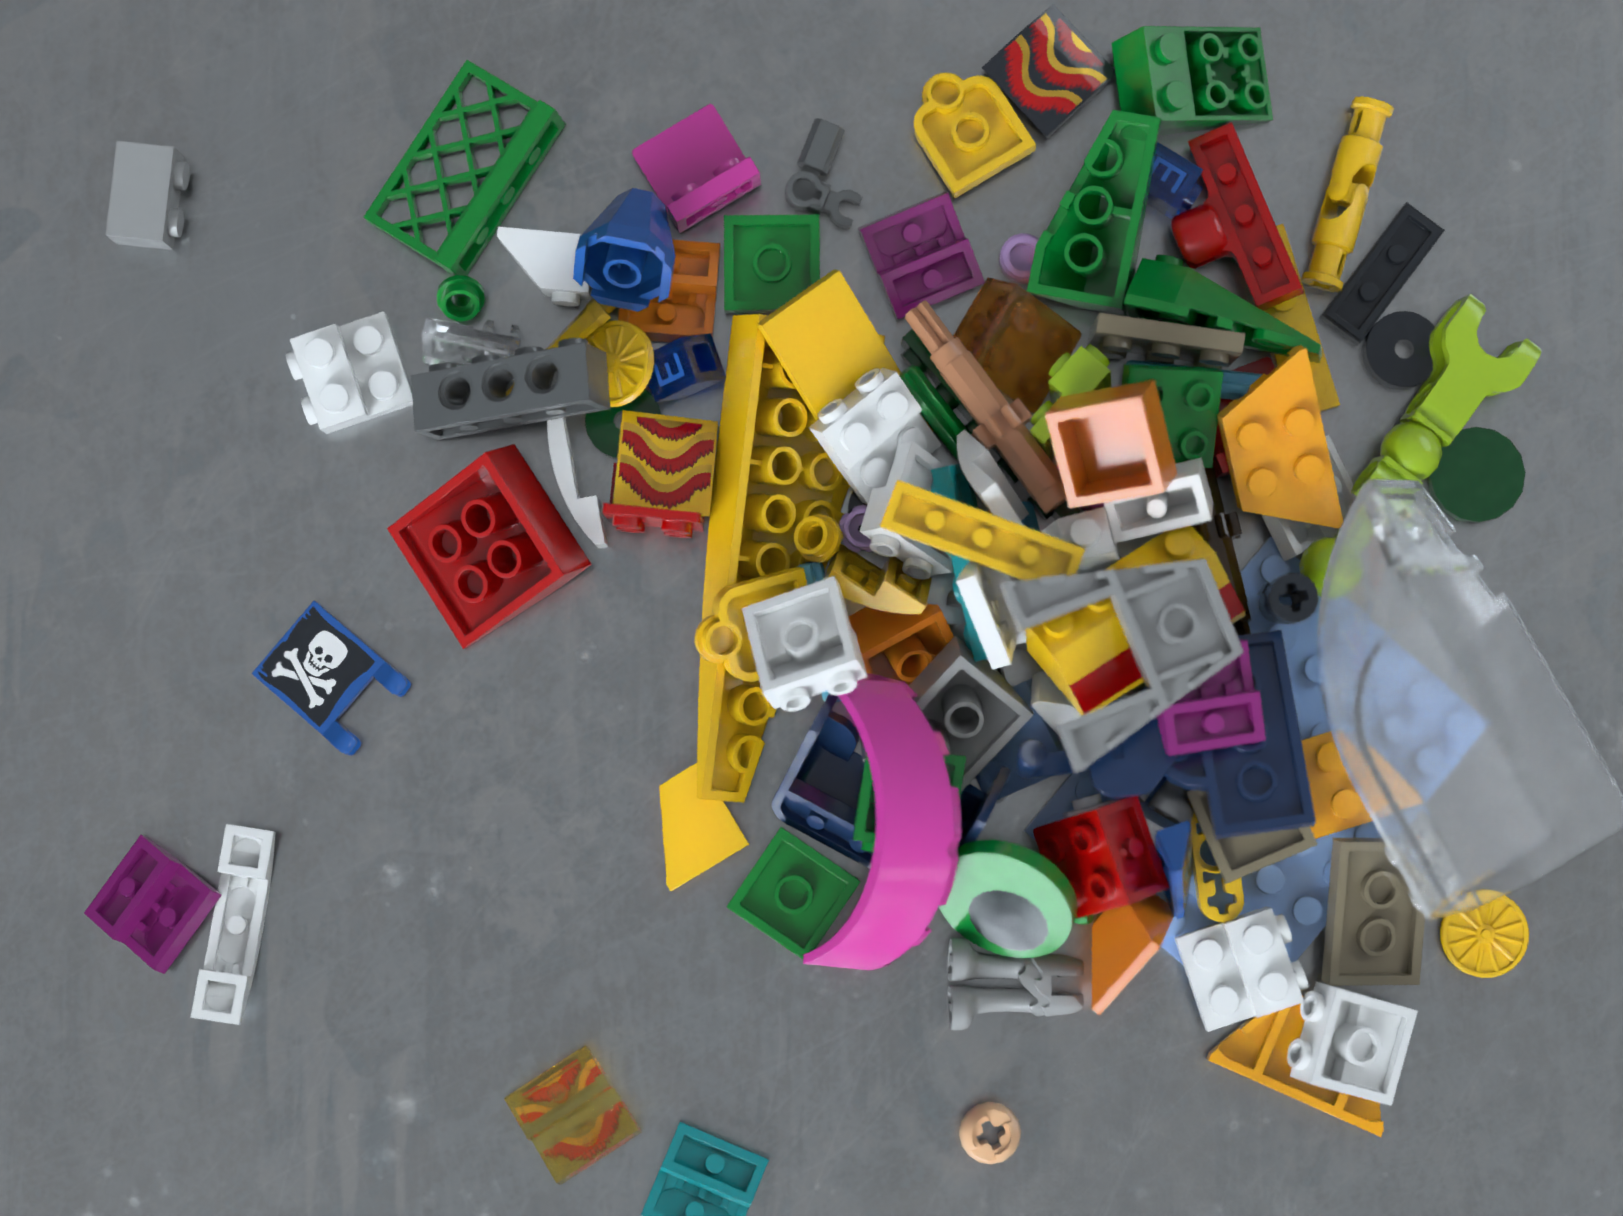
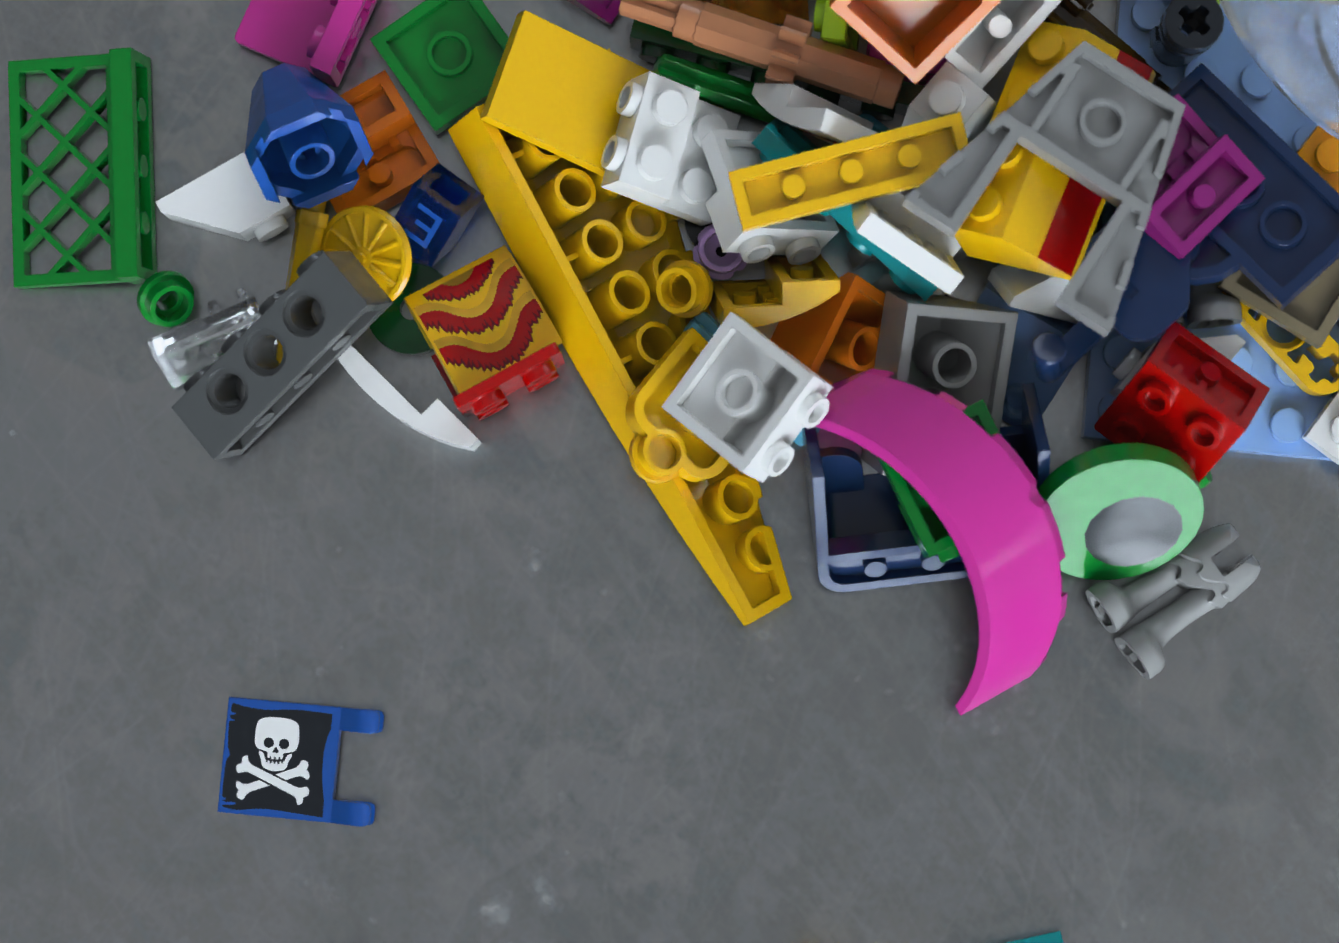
camera: 35 degrees left, 0 degrees up
(350, 373) = (108, 448): white plate -> none
(488, 544) = (363, 522): red slope -> none
(694, 829) = (762, 660): yellow slope -> none
(793, 893) = (902, 654): green plate -> none
(982, 1150) = (1236, 760): light nougat piece -> none
(1123, 944) = (1265, 477): orange slope -> none
(1175, 854) = (1248, 350): blue slope -> none

